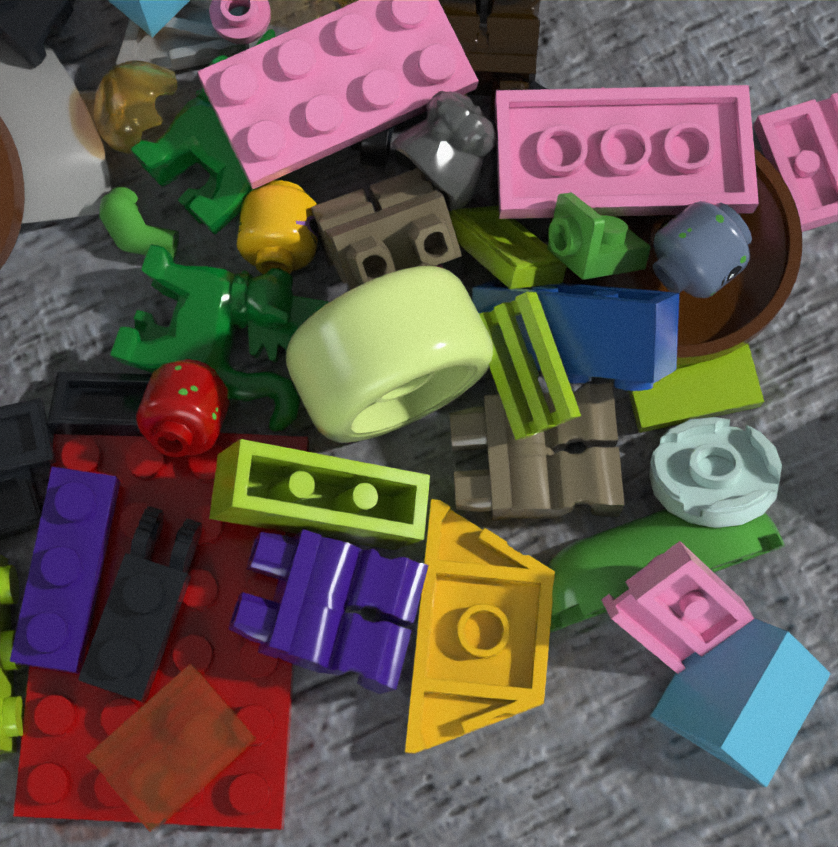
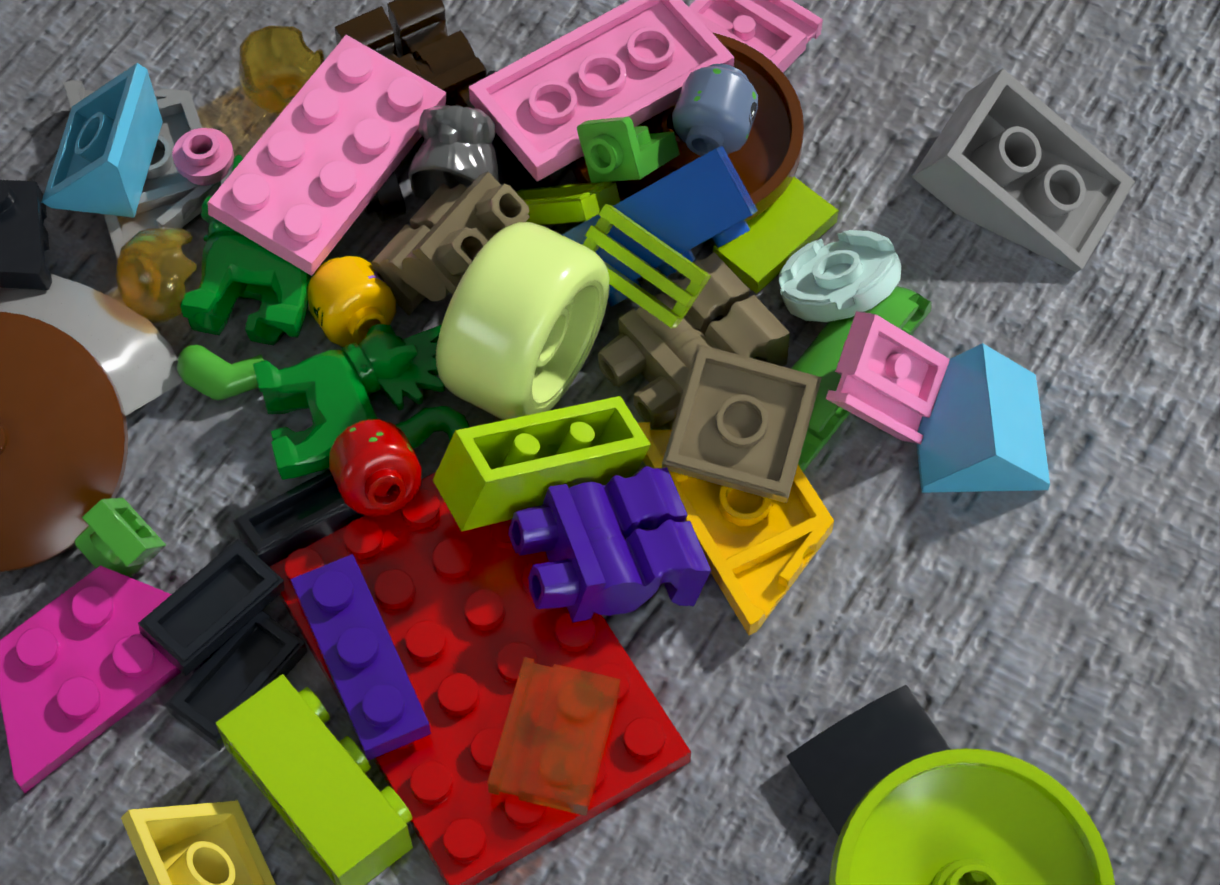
camera: 35 degrees left, 15 degrees down
(141, 611) = (451, 650): black hinge -> none
(519, 567) = (741, 423): none -> dark tan tile

